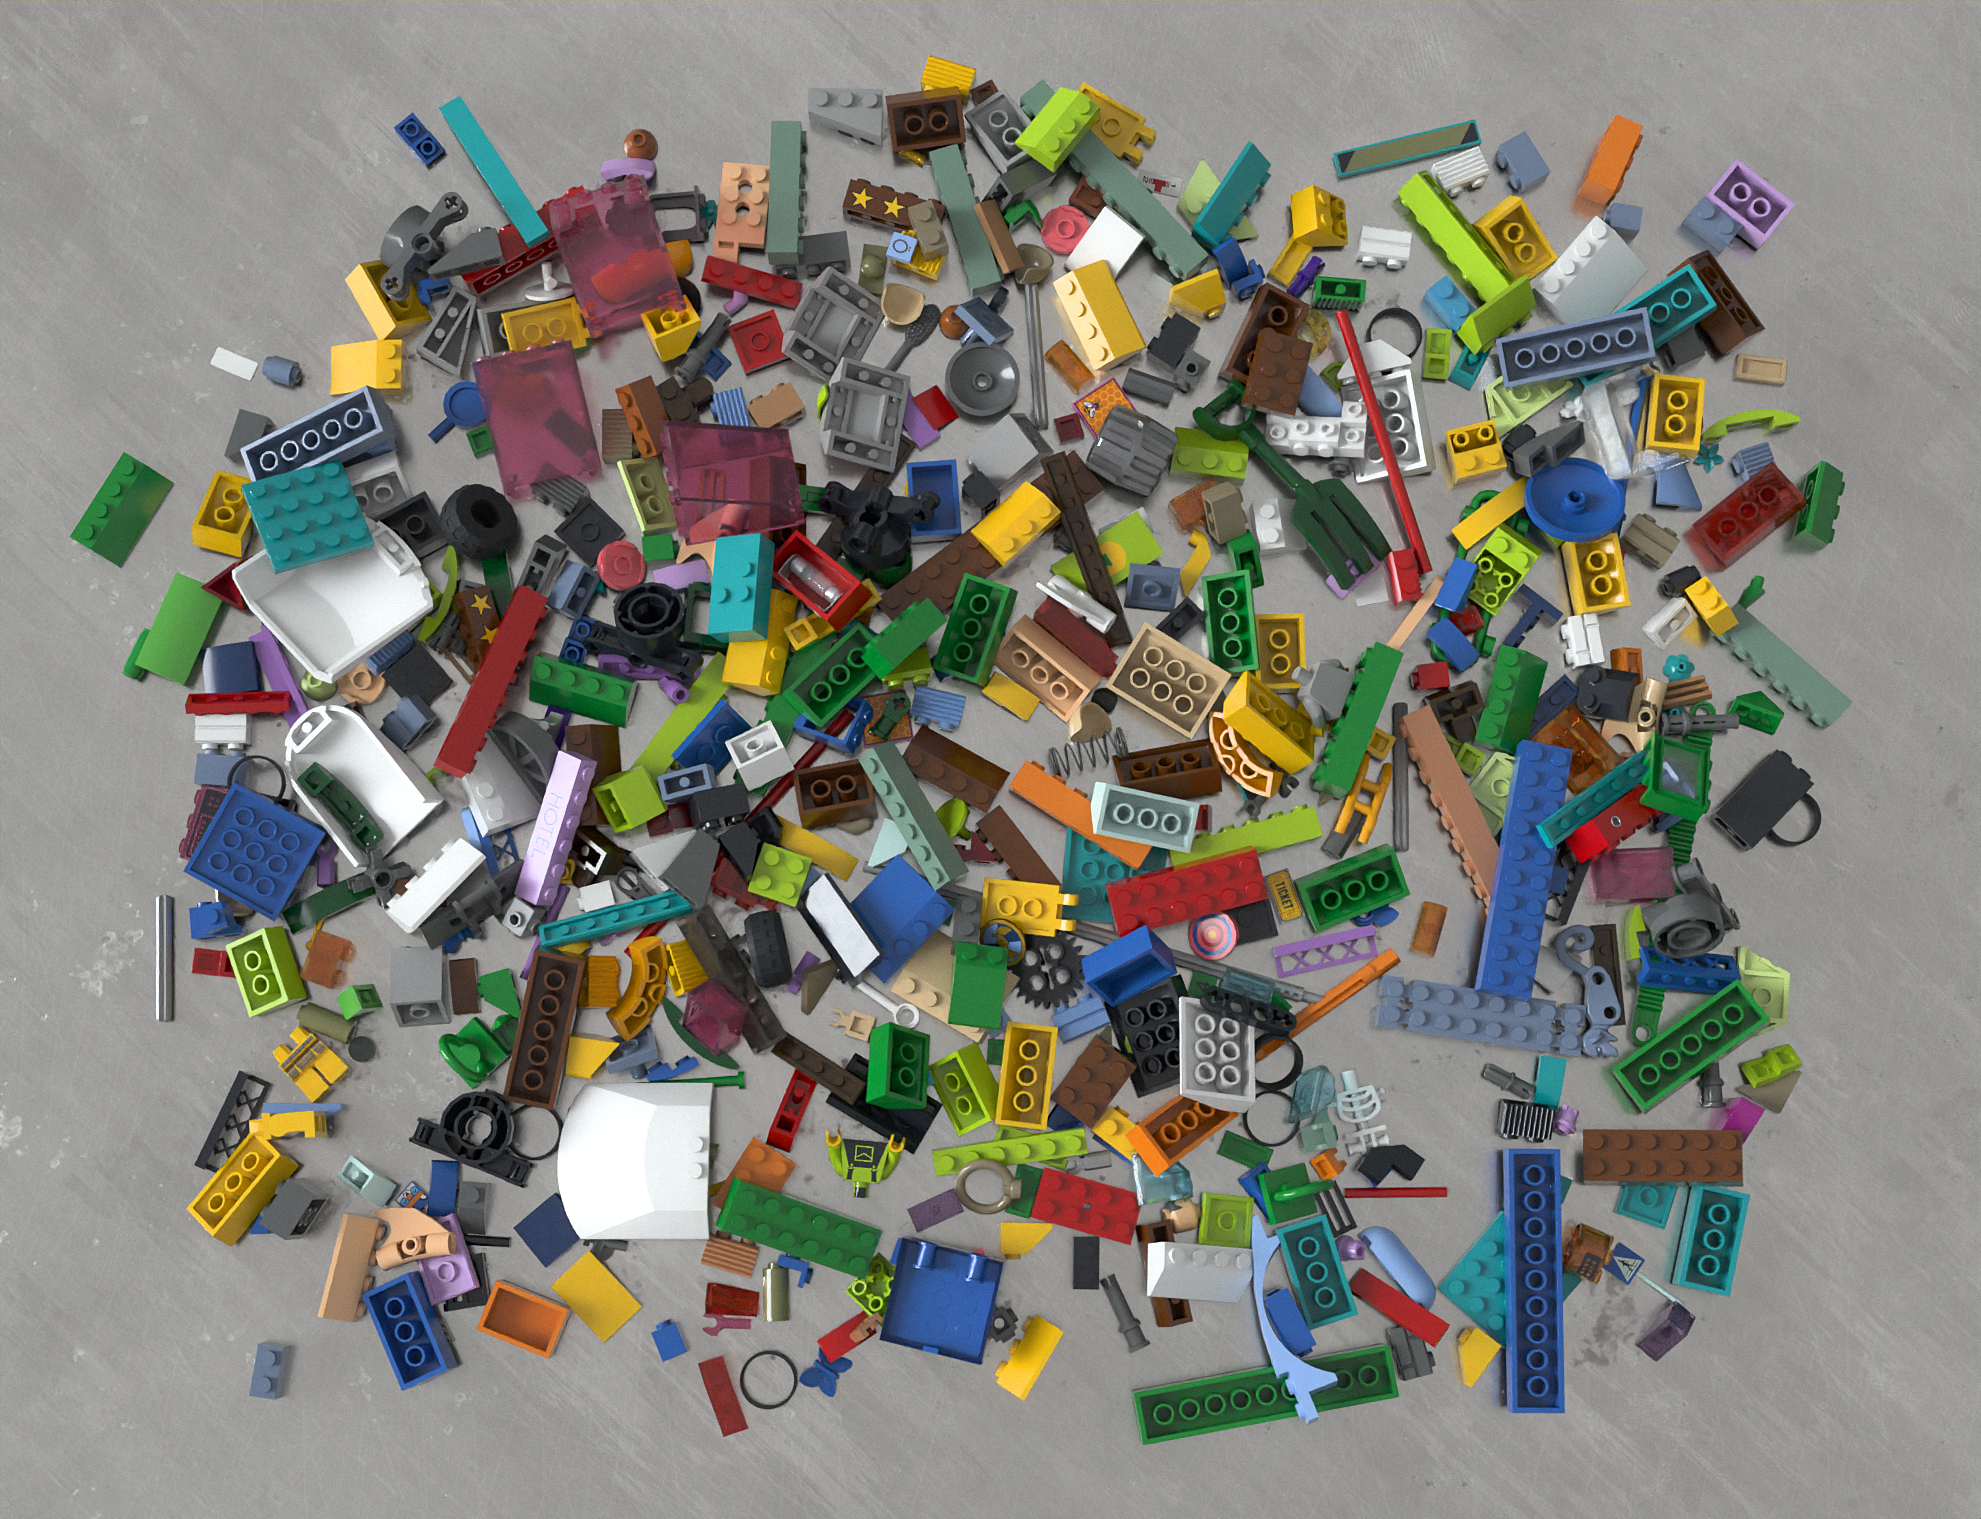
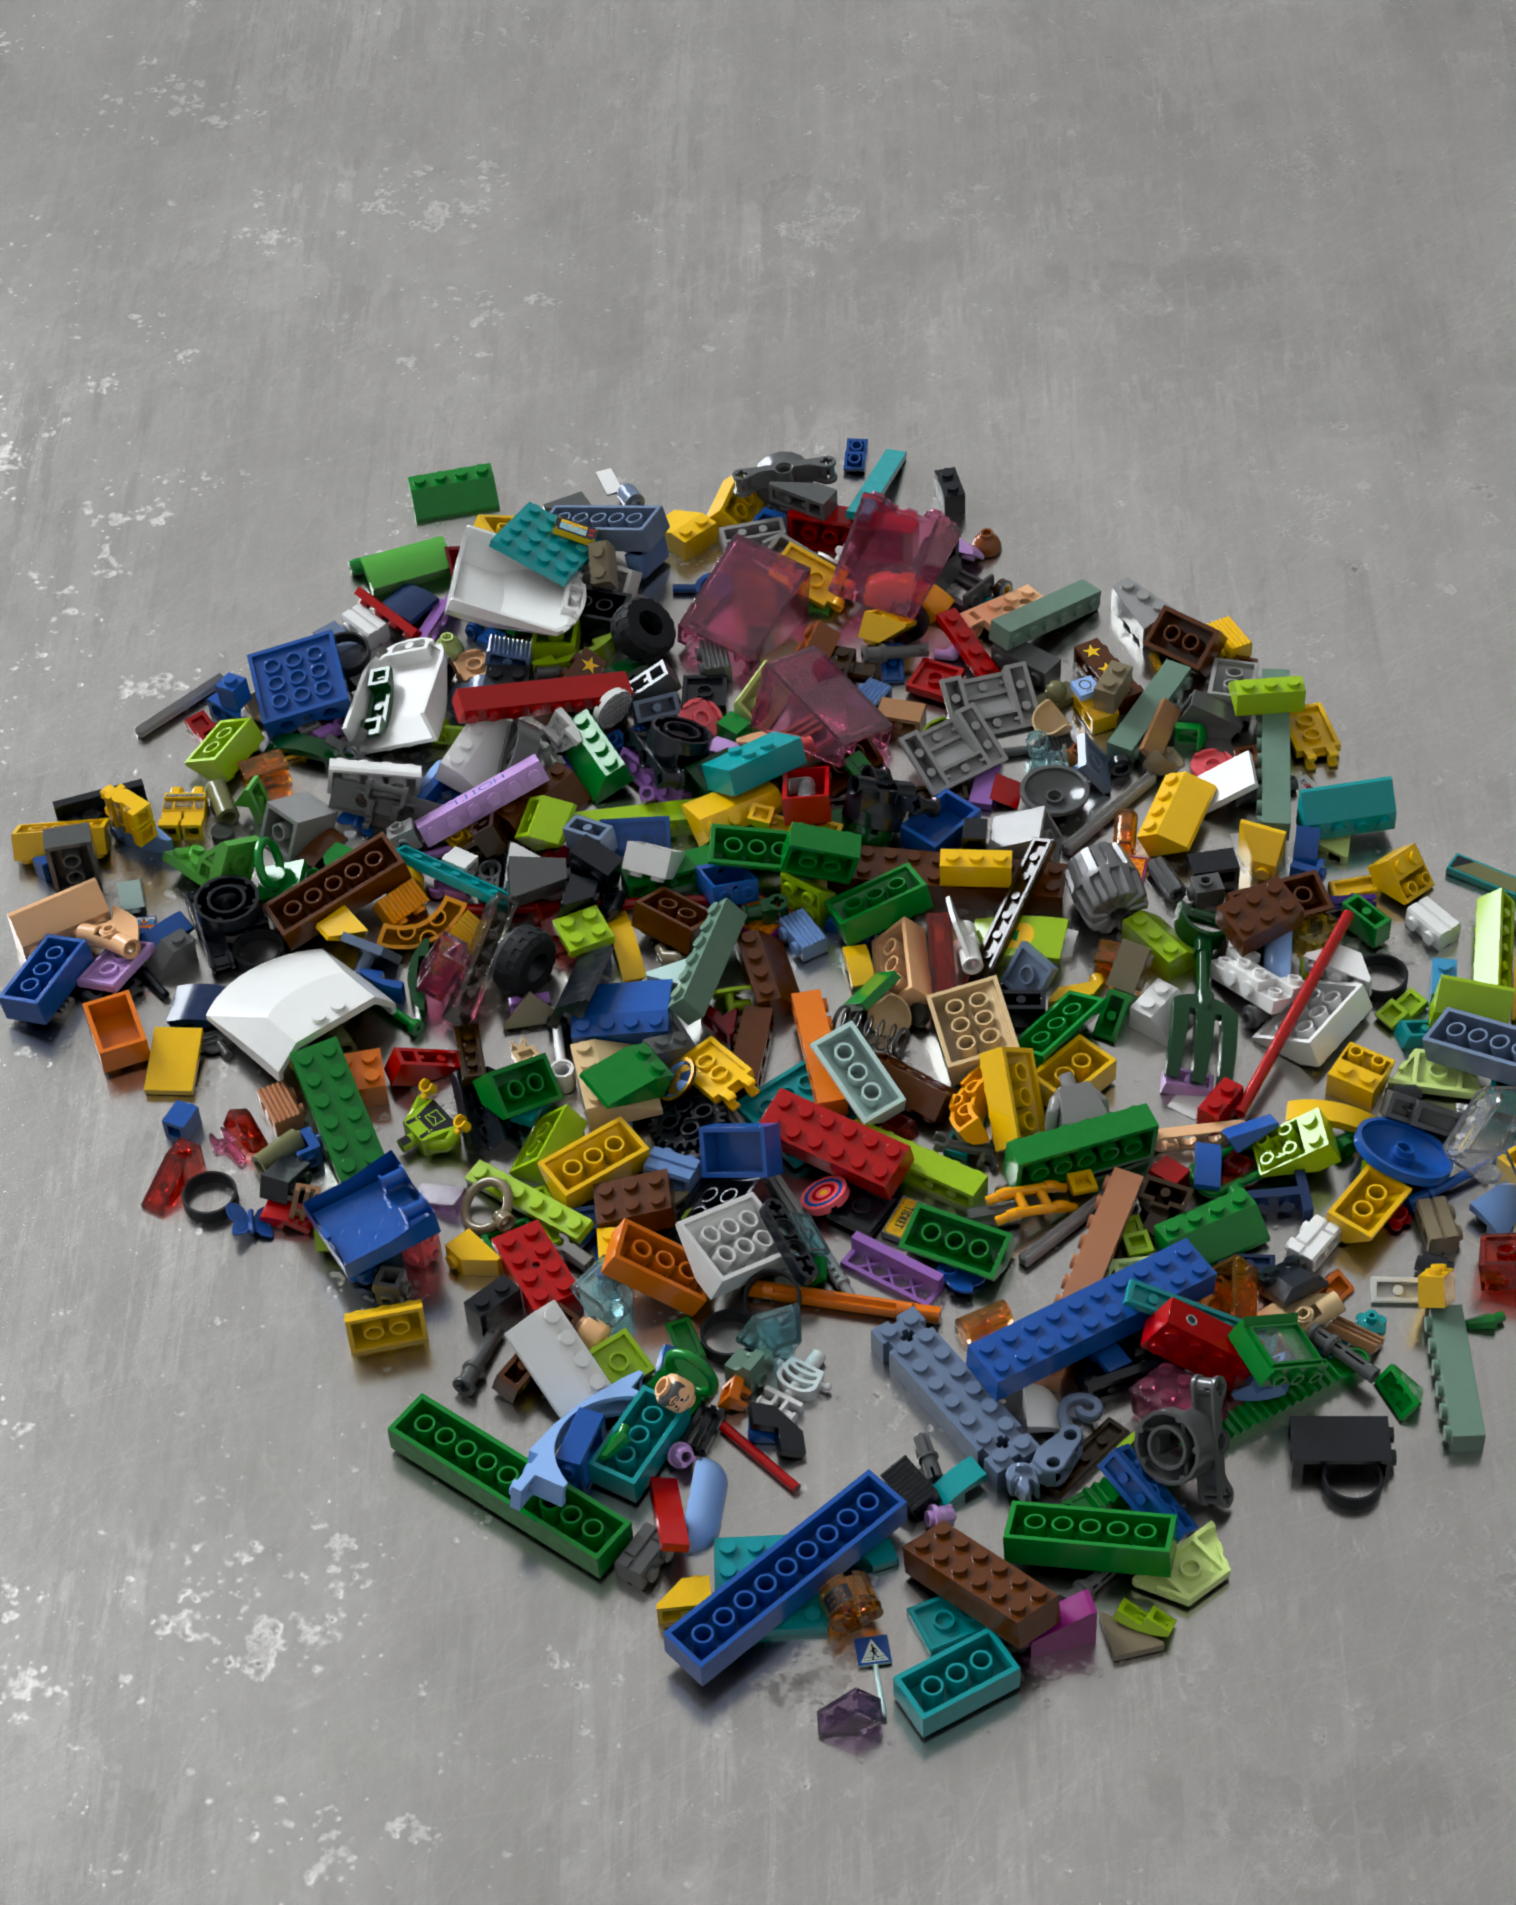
camera: 55 degrees right, 35 degrees down
(318, 479) = (574, 531): none -> tile
(373, 487) = (603, 565): none -> dark tan brick
(404, 1100) = (226, 858): none -> bright green bracket
(532, 695) = (560, 732): none -> white slope
(550, 113) = (949, 491): none -> black brick
(551, 631) = (613, 707): none -> white tile
(710, 188) = (1002, 587): none -> dark brown tile
(816, 1315) = (281, 1178): none -> black brick
(934, 350) = (1046, 757): none -> clear light blue piece
(1057, 718) = (872, 990): none -> green tile
(1314, 1297) = (616, 1442): none -> green bar
(1318, 1223) = (675, 1393): none -> light nougat head

